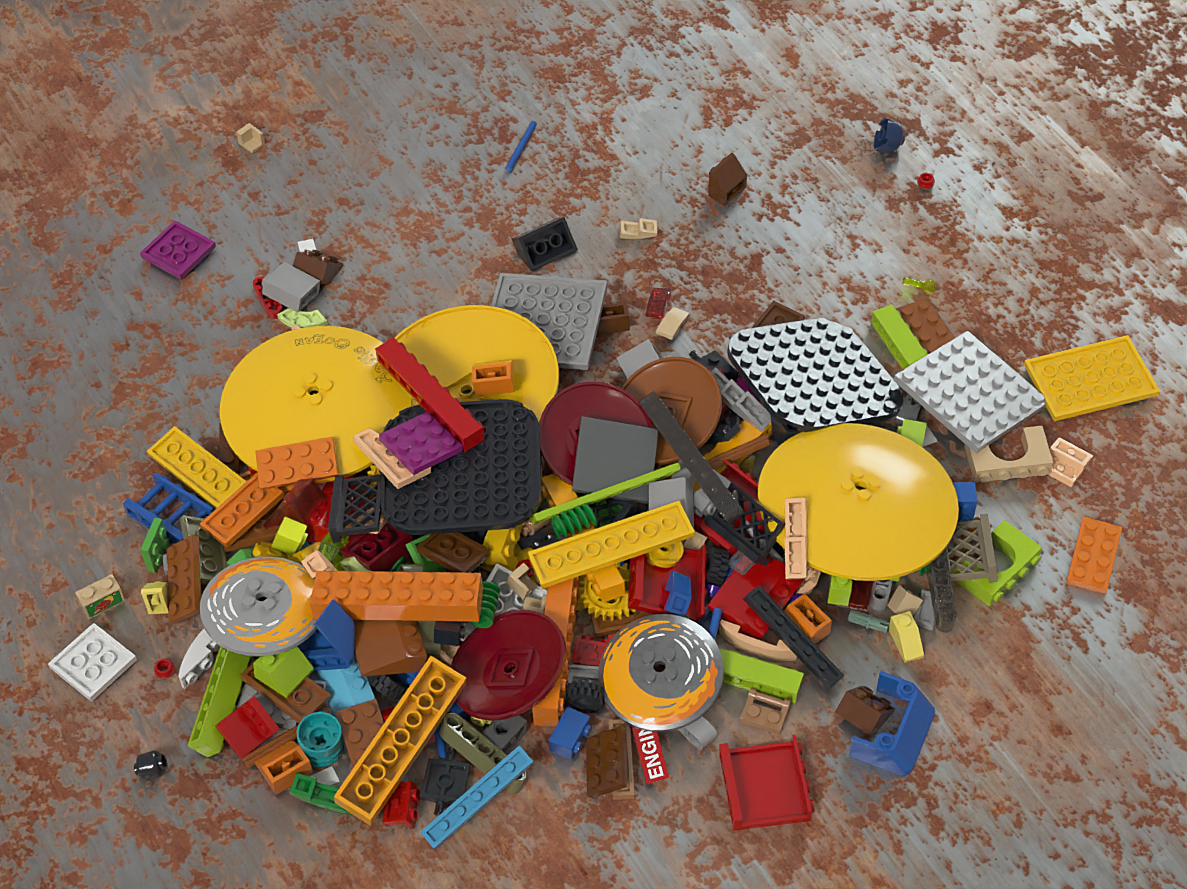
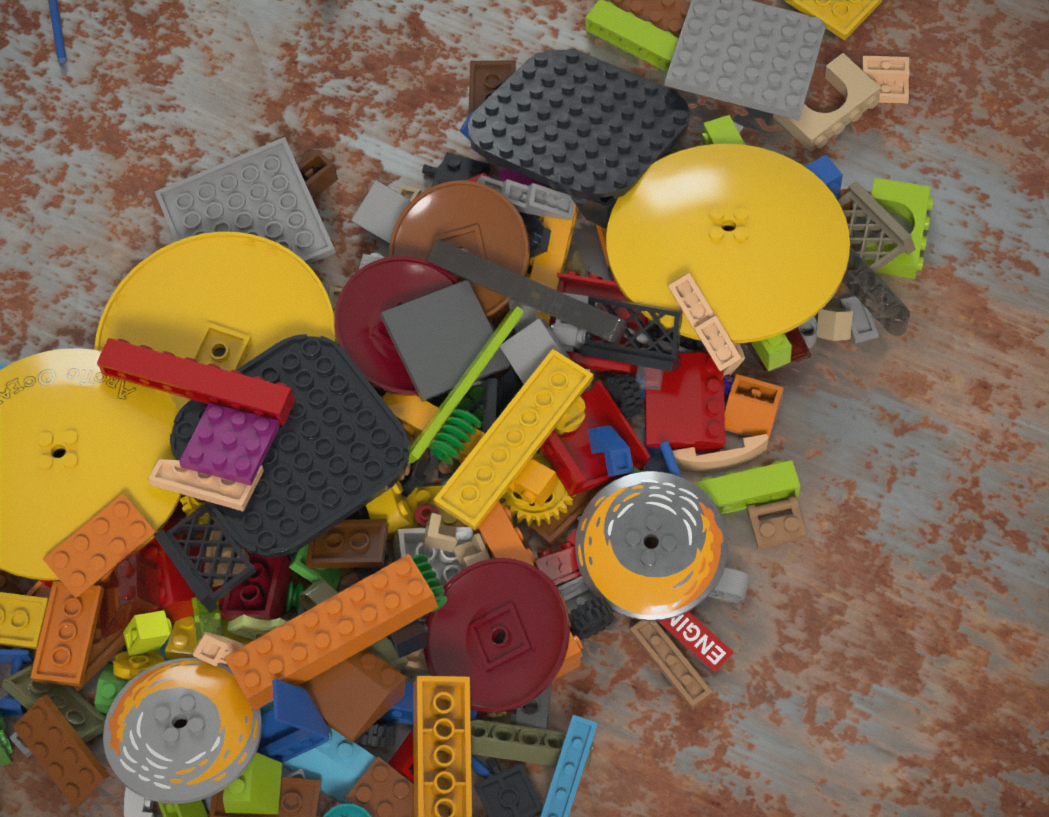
camera: 30 degrees left, 10 degrees up
(156, 597) = (40, 789): light yellow slope -> none
(493, 377) = (246, 319): orange slope -> none
(545, 243) = (171, 128): black slope -> none
(569, 733) = (600, 667): blue brick -> none
(606, 762) = (661, 675): reddish brown plate -> none
(643, 229) = (264, 55): tan slope -> none
(658, 302) = (347, 130): clear red slope -> none
(672, 323) = (379, 145): tan slope -> none
(712, 589) = (636, 422): dark purple plate -> none
(739, 451) = (564, 254): dark orange axle -> none
(766, 784) = (831, 599): red panel -> none
(793, 637) = (757, 427): black tile -> none
(865, 709) = (874, 461): reddish brown slope -> none
(868, 621) = (813, 365): sand green axle -> none
(899, 751) = (938, 487): blue windscreen -> none
(906, 636) = (861, 359): light yellow slope -> none
(909, 411) = (699, 112): dark grey piece -> none
(1094, 555) = (979, 165): orange plate -> none

